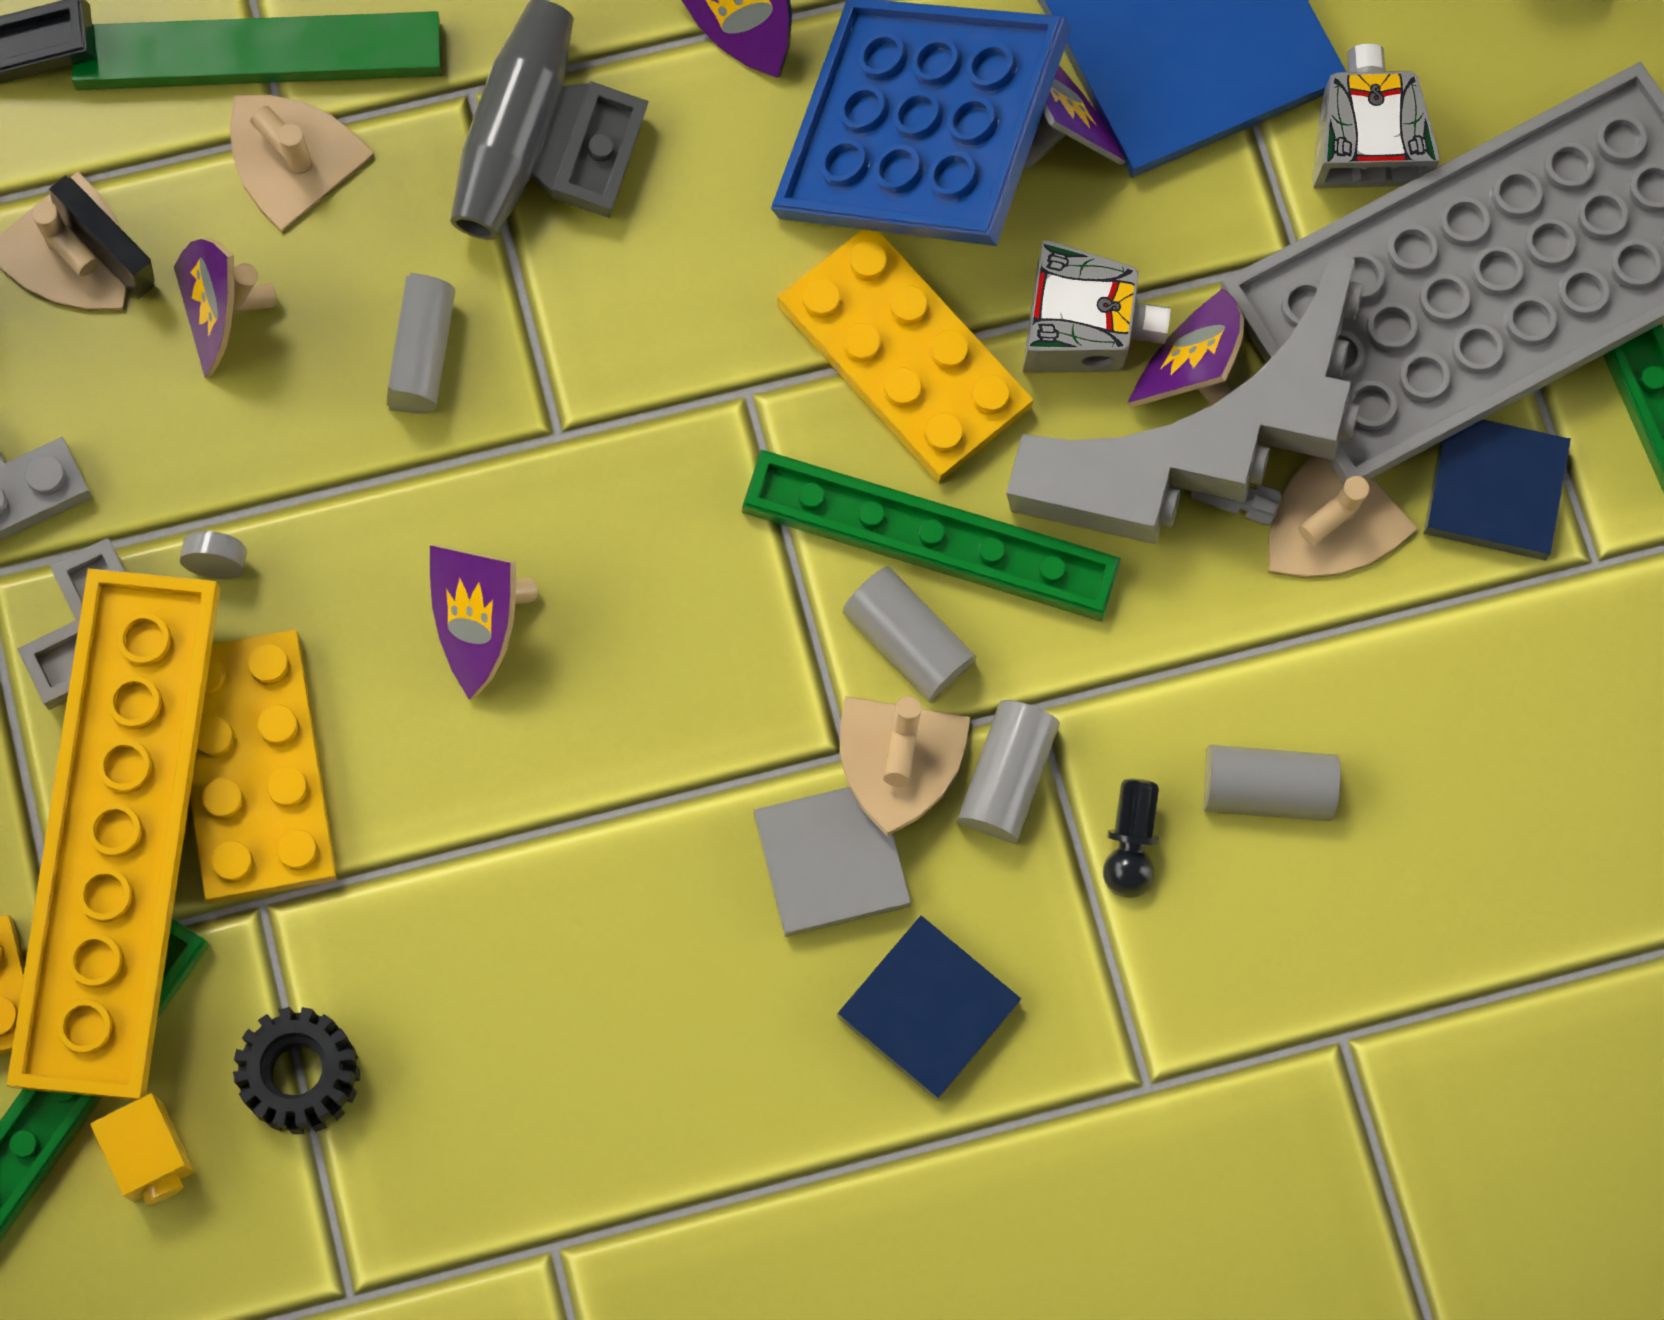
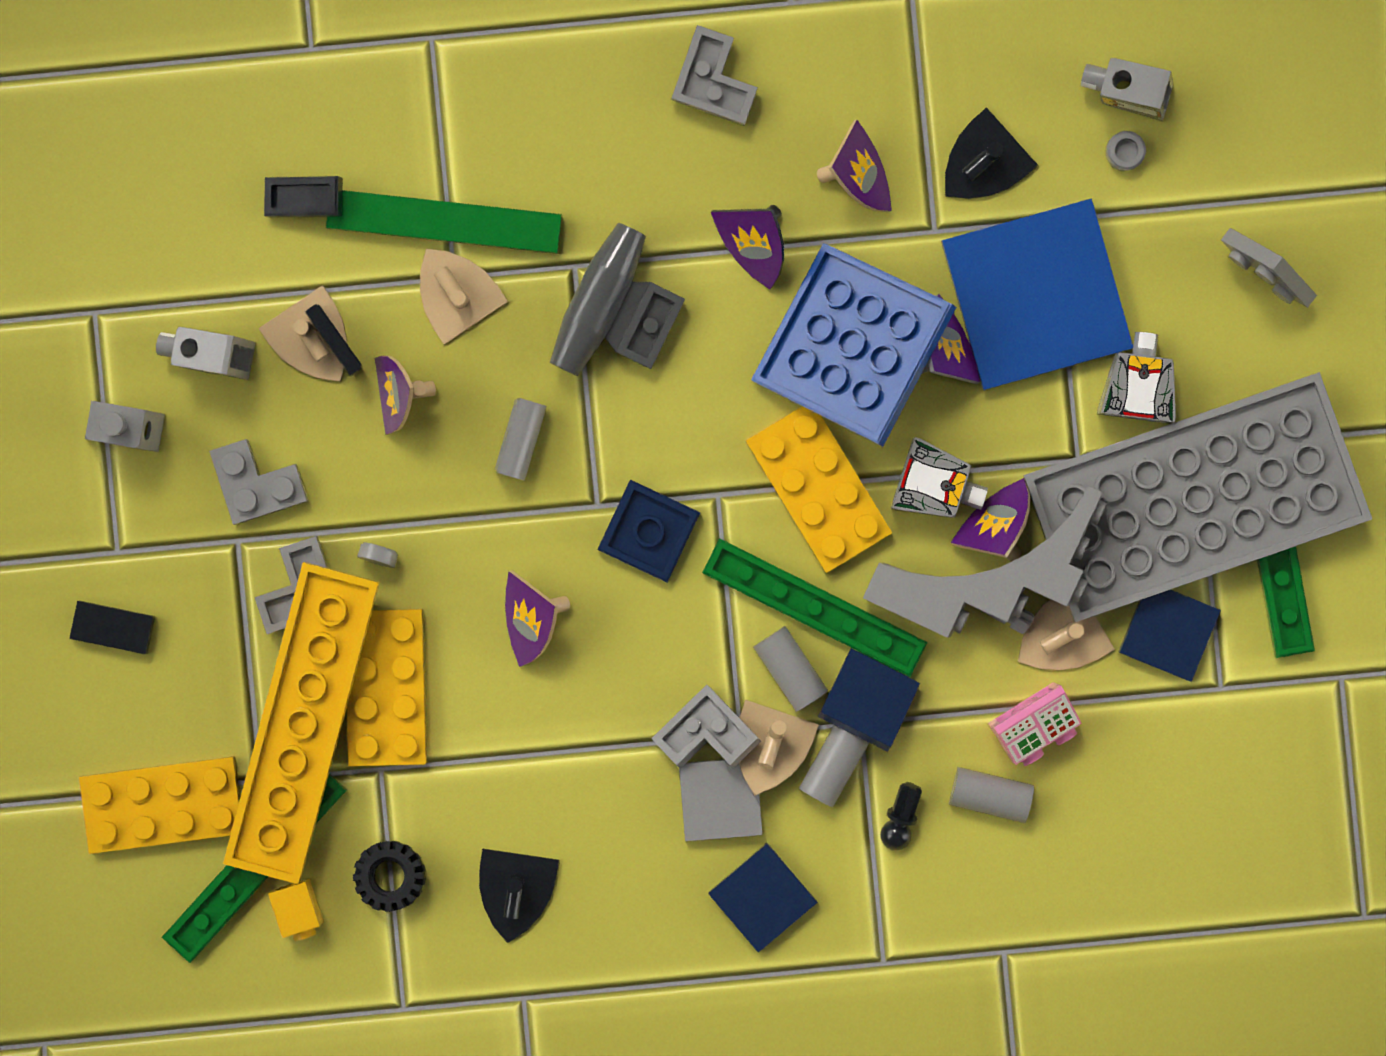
camera: 10 degrees right, 15 degrees up
(514, 1064) = (515, 889): none -> black shield
(646, 458) = (648, 531): none -> dark blue tile
(787, 731) = (703, 721): none -> light grey plate
(1045, 656) = (869, 700): none -> dark blue tile
(1321, 648) = (1035, 724): none -> slope

